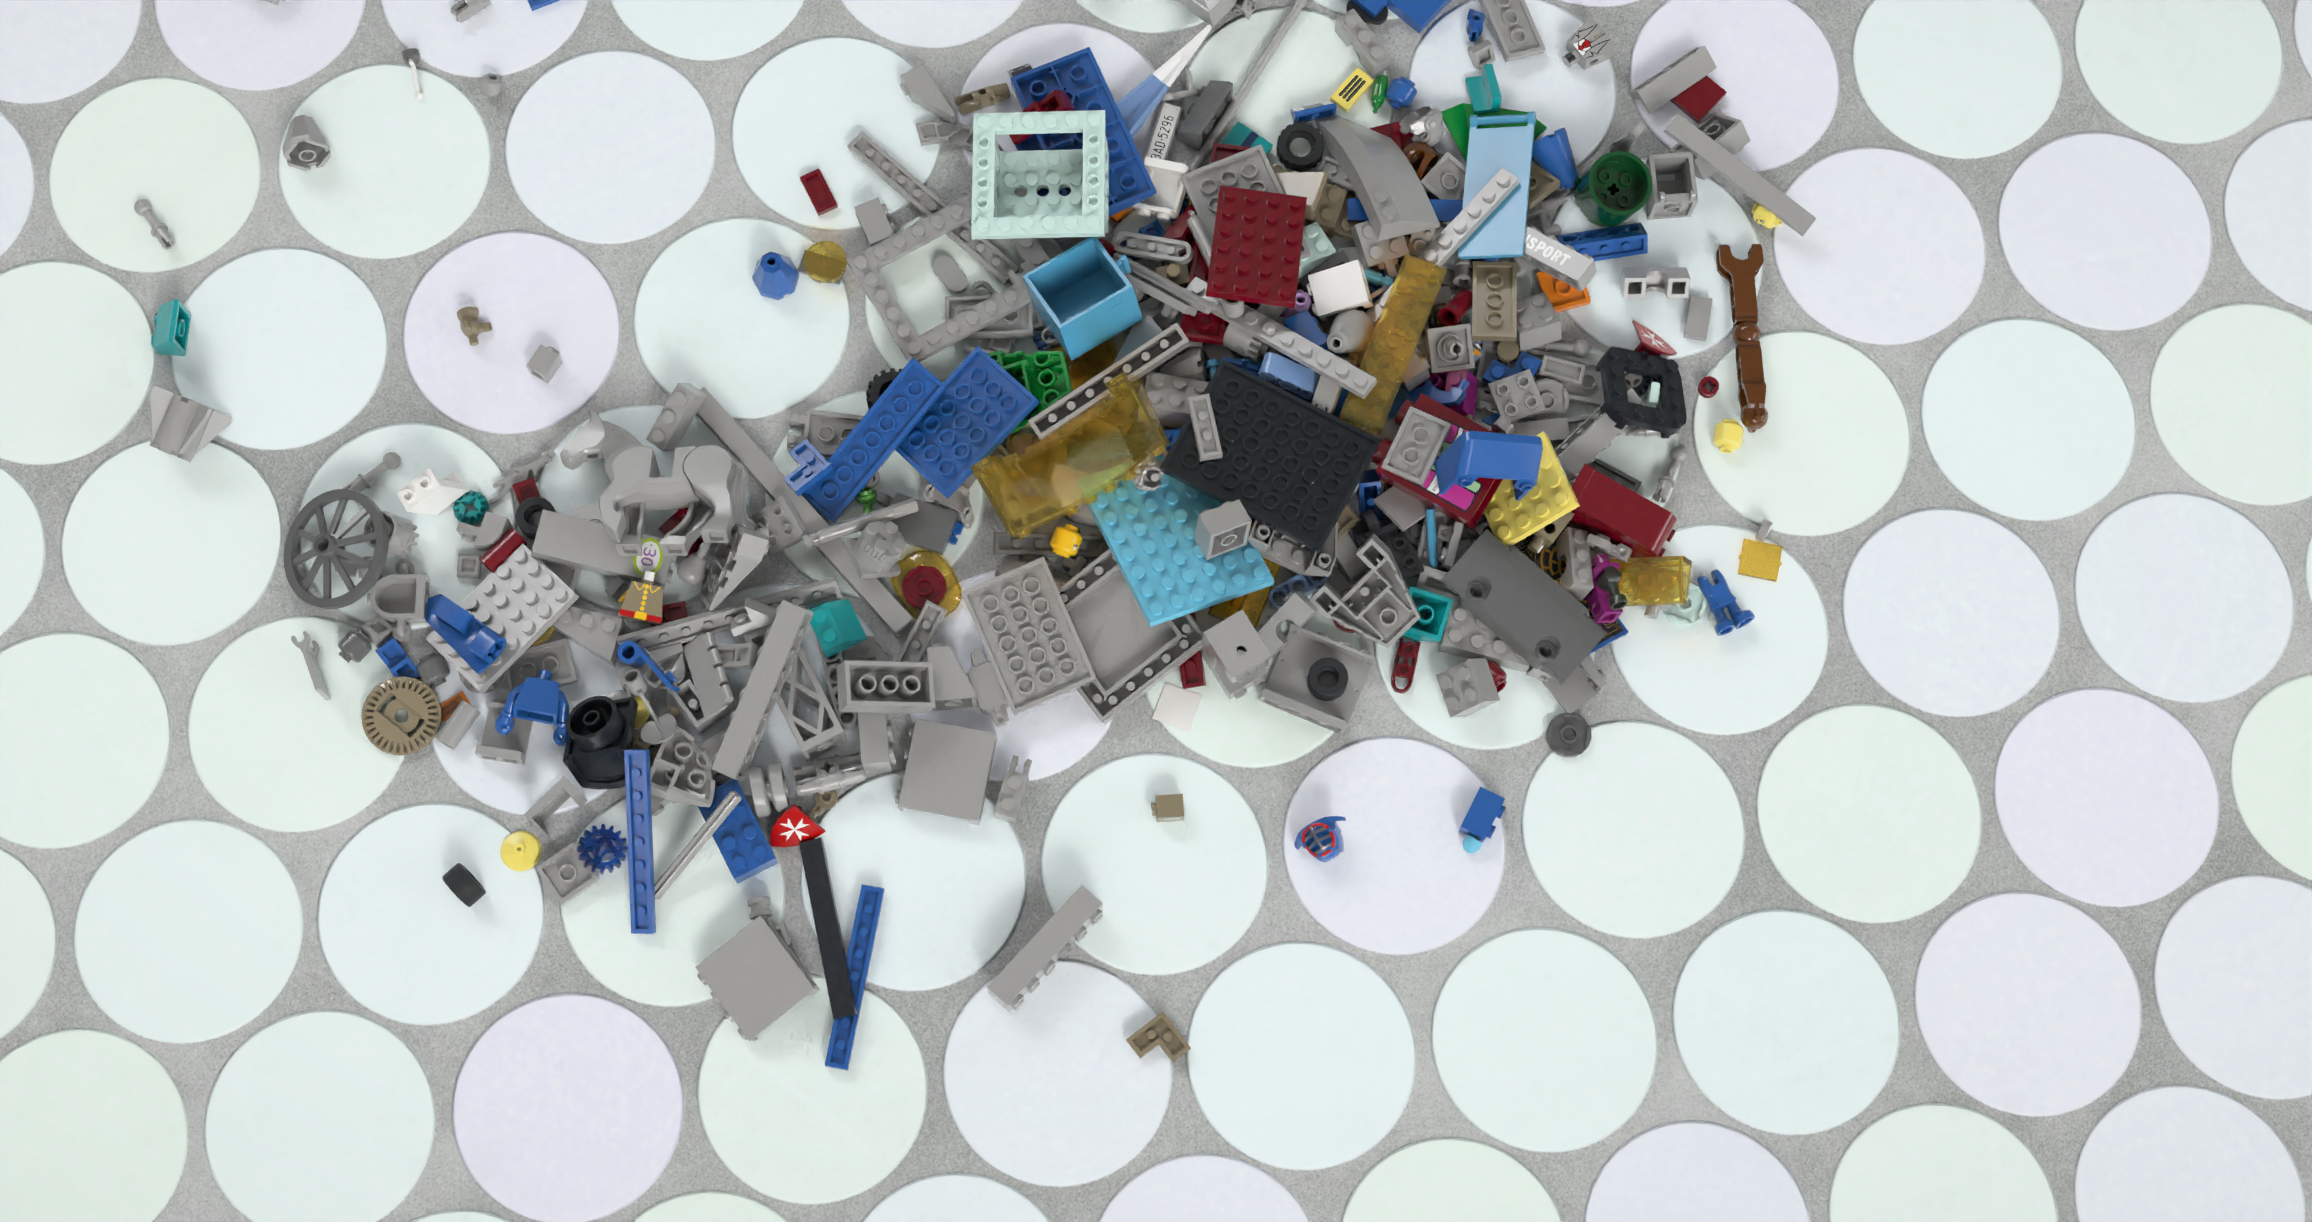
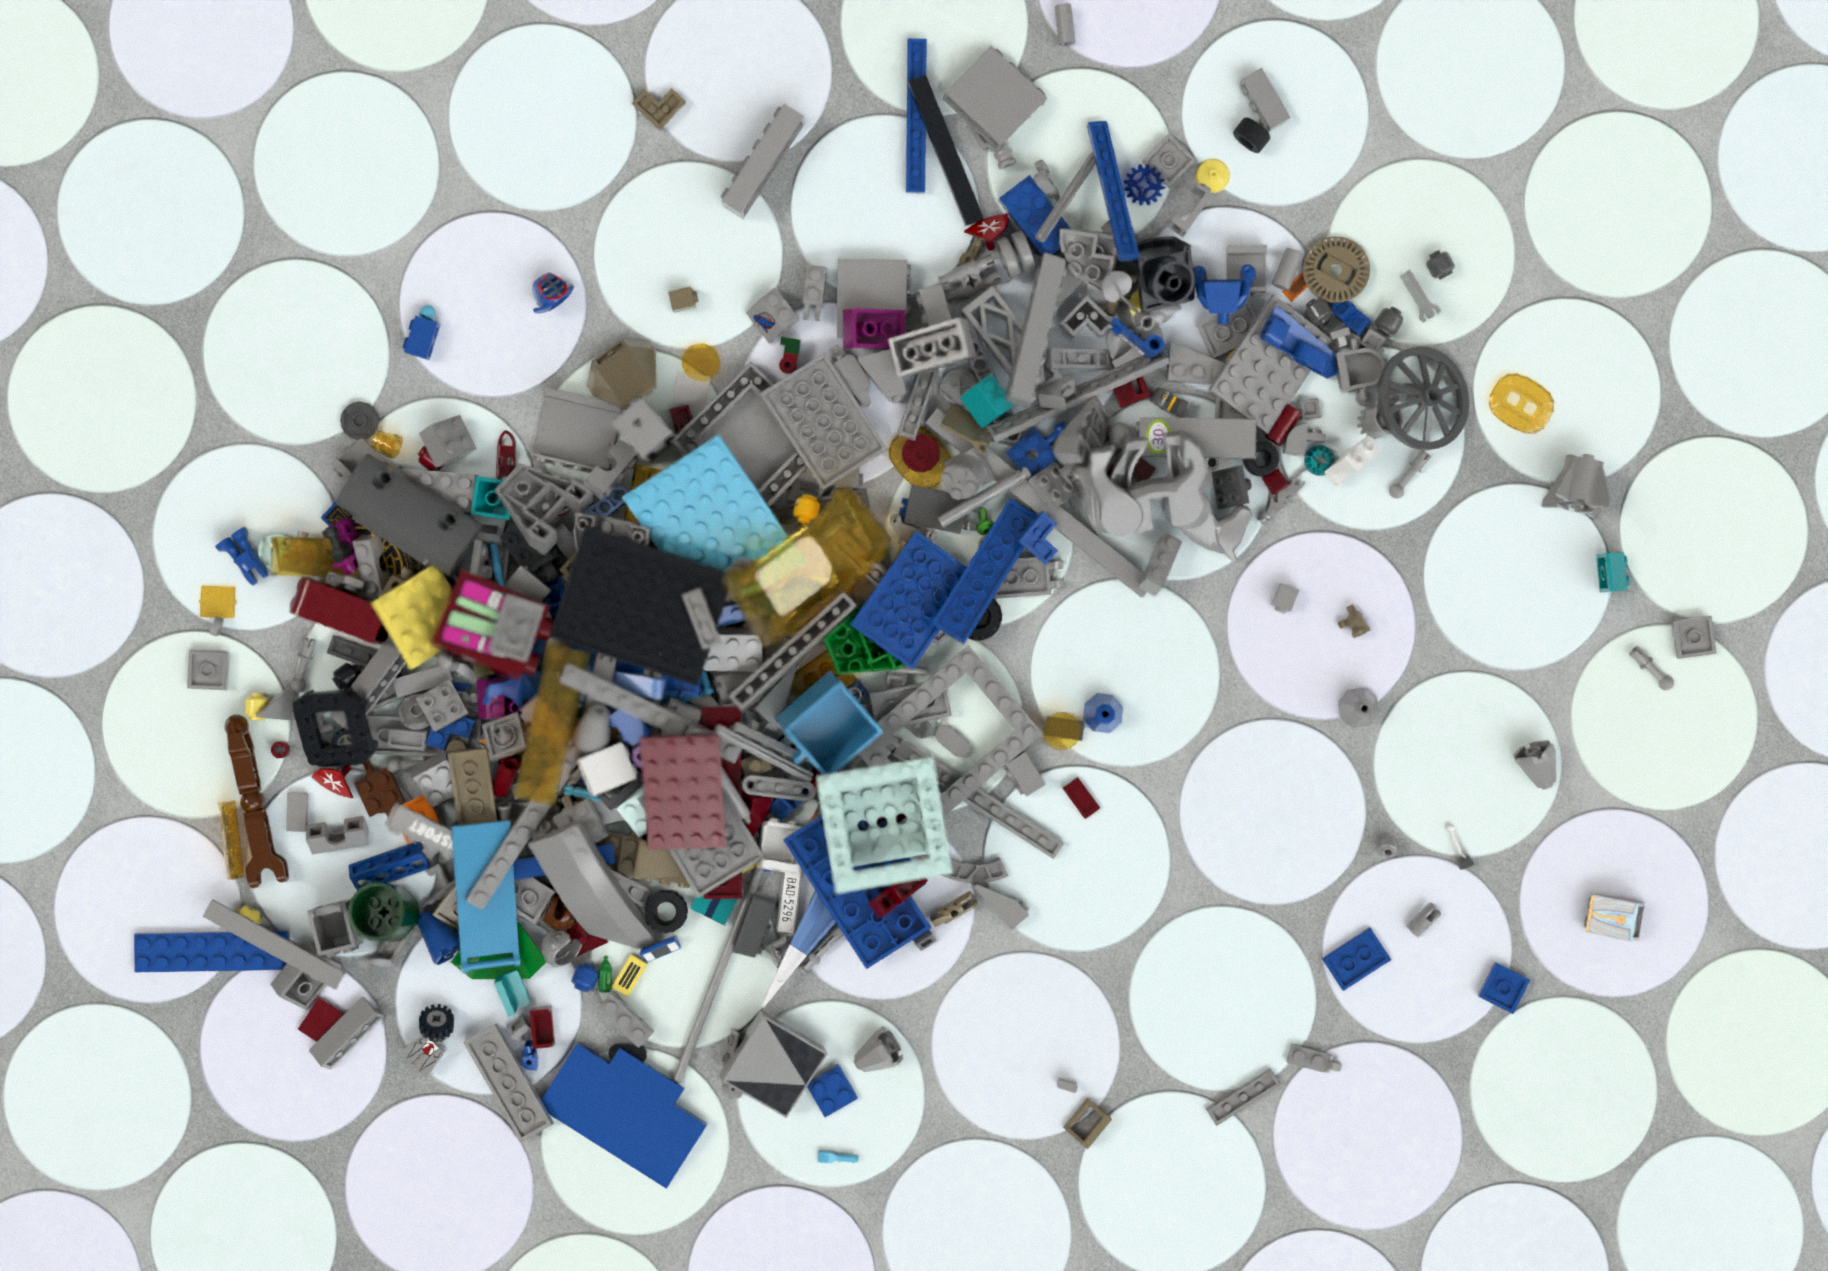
camera: 170 degrees right, 15 degrees up
(99, 248) = (1694, 637): none -> light grey plate
(214, 543) = (1514, 415): none -> clear yellow piece
(280, 700) = (1440, 264): none -> dark grey head
(415, 641) = (1338, 335): none -> light grey tile
(440, 924) = (1264, 100): none -> light grey brick
(489, 235) = (1351, 704): none -> light grey cone
(577, 489) = (1231, 487): none -> dark grey plate
(643, 601) = (1153, 396): dark tan torso -> none
(656, 1055) = (1065, 24): none -> light grey axle
(708, 674) = (1084, 335): light grey windscreen -> none
(720, 868) = (1044, 182): none -> light grey piece
(781, 567) = (1035, 441): none -> blue plate
(870, 606) = (964, 425): none -> dark tan flag
(952, 730) = (871, 327): none -> magenta slope
(1057, 717) = (790, 357): none -> leg
(1066, 772) = (772, 315): none -> light grey slope
(1144, 72) = (815, 954): none -> light grey pin
(1160, 735) = (700, 362): none -> clear yellow tile
(1222, 529) = (671, 529): light grey brick -> none
(1249, 727) = (623, 372): none -> dark tan wedge
(1330, 693) = (555, 431): black tyre -> none
(1456, 50) = (542, 1027): none -> dark red panel
(1490, 456) = (450, 619): blue windscreen -> none
(1539, 700) = (387, 444): none -> clear yellow piece
(1575, 64) = (436, 1029): none -> black wheel
(1602, 322) = (378, 790): none -> reddish brown plate
(1622, 451) = (345, 675): none -> black head
(1653, 394) = (325, 728): light aqua tile -> none
(1703, 430) = (279, 706): none -> light grey tile
(1776, 297) = (231, 839): none -> clear yellow slope
(1779, 485) = (208, 670): none -> light grey plate
(1827, 189) = (201, 953): none -> blue plate

